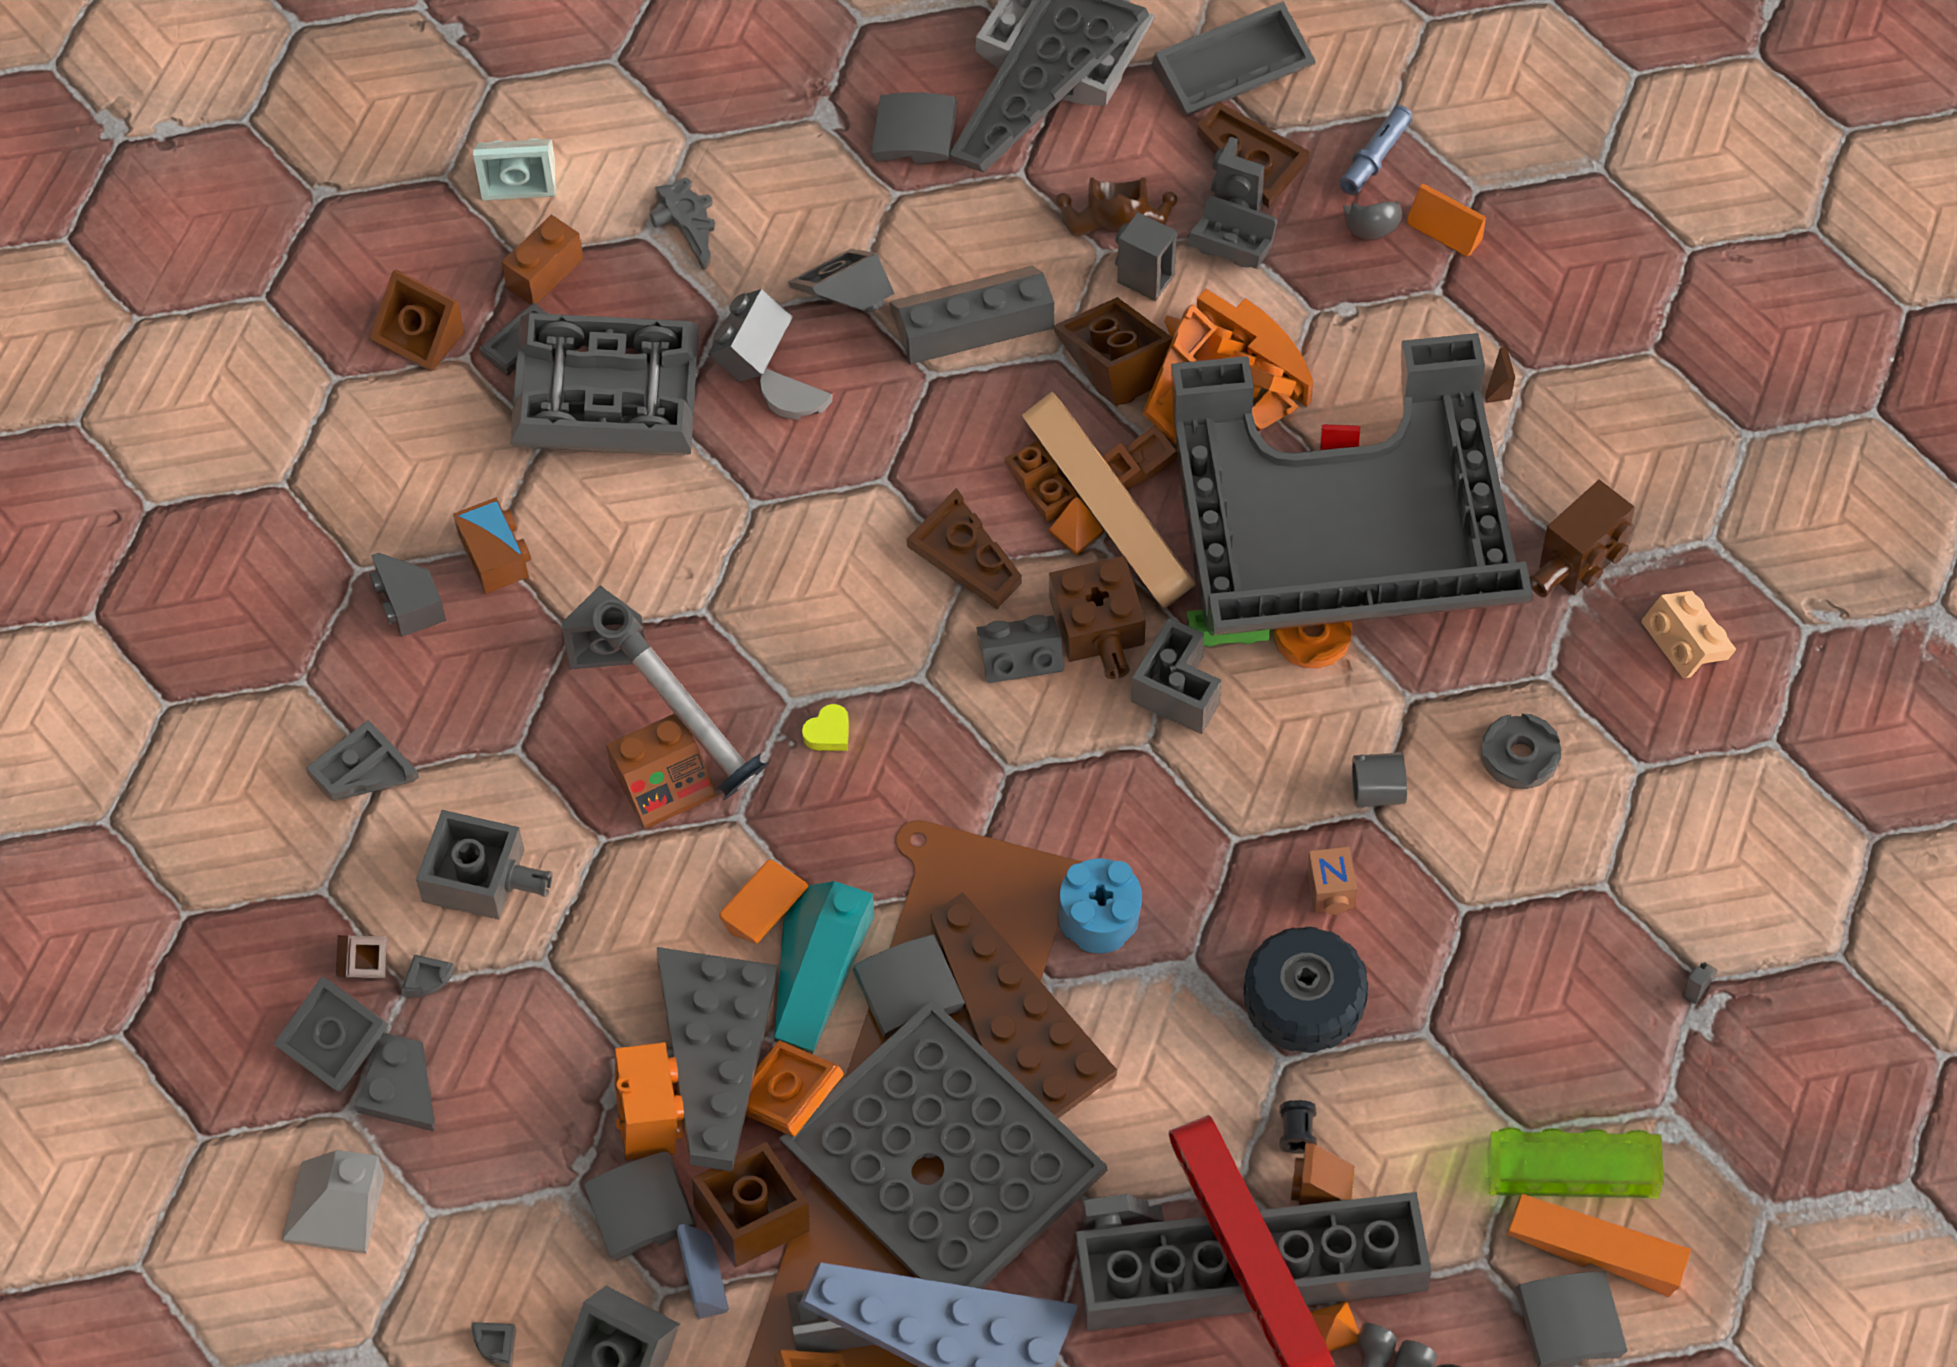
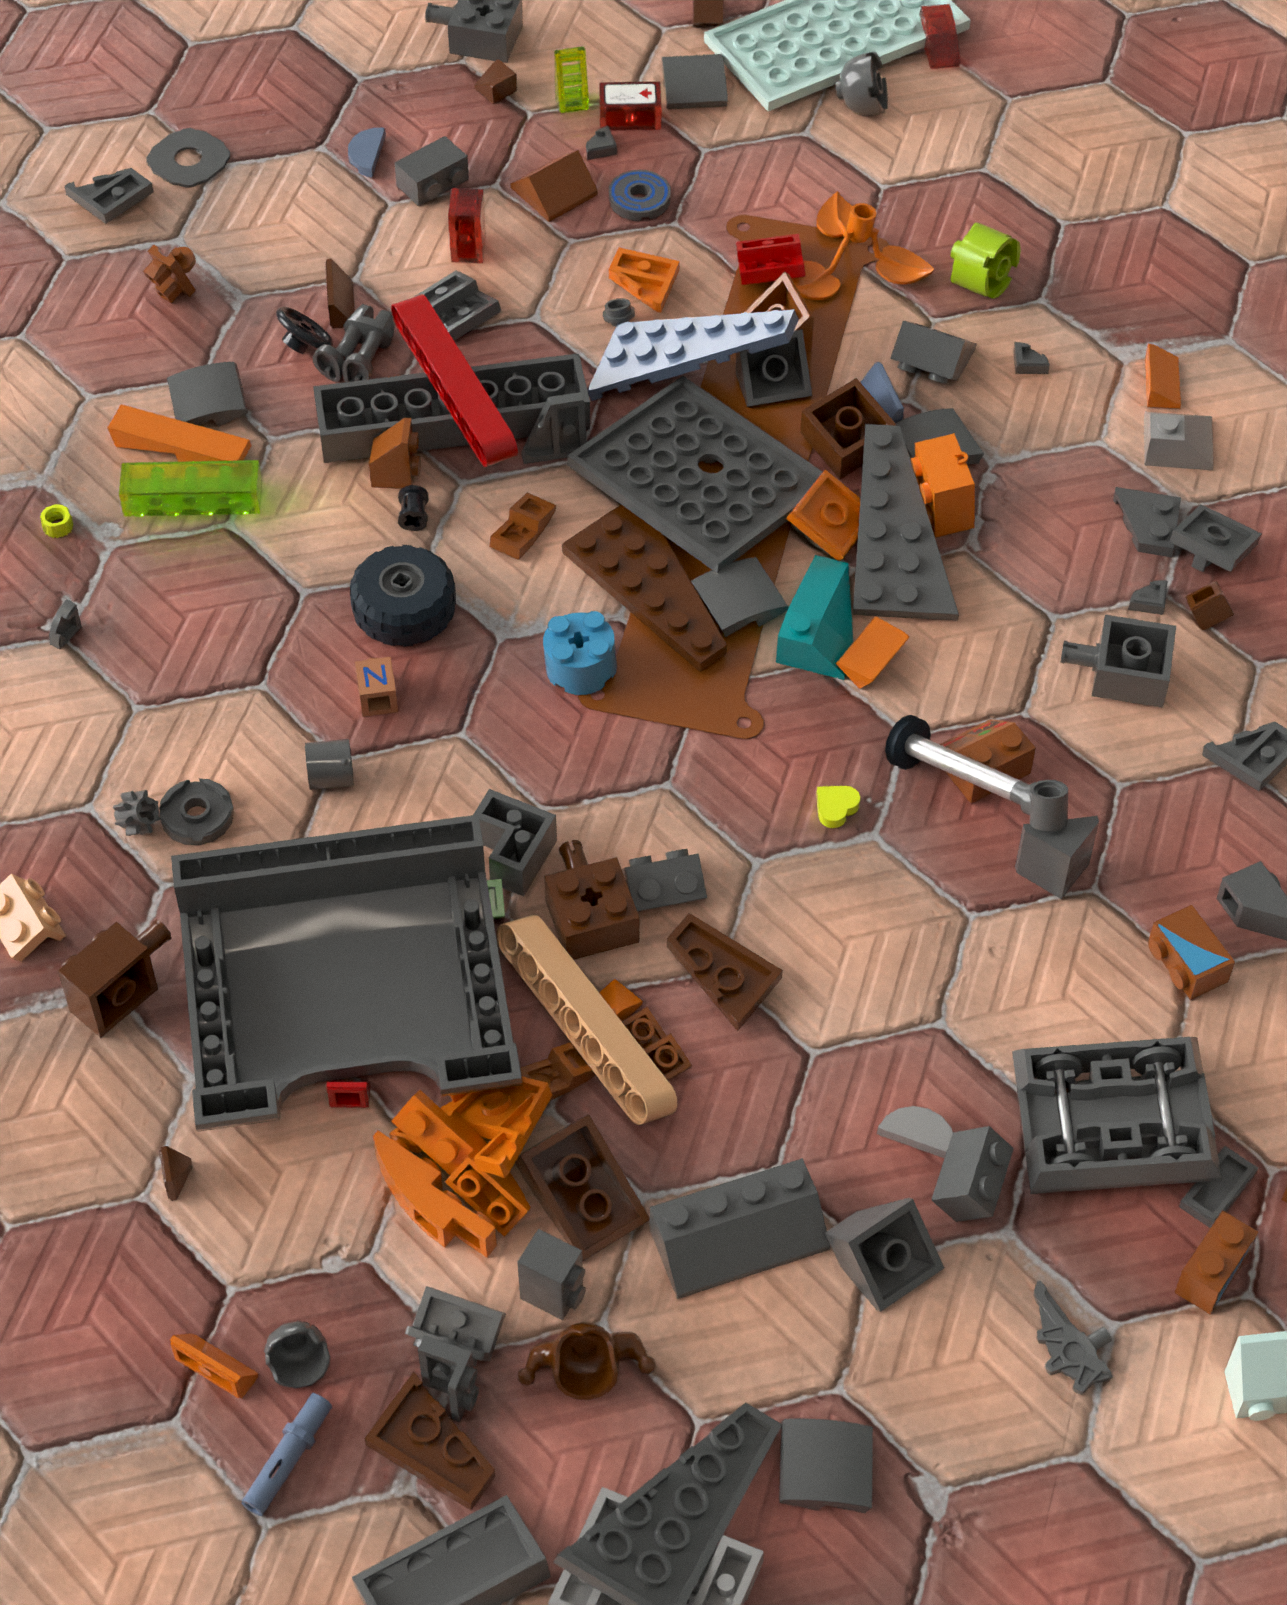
camera: 175 degrees right, 5 degrees down
(330, 1299) = (1162, 378): none -> orange slope
(1163, 1103) = (525, 524): none -> dark orange slope
(1584, 733) = (136, 812): none -> dark grey gear
(1736, 1148) = (53, 513): none -> neon yellow axle

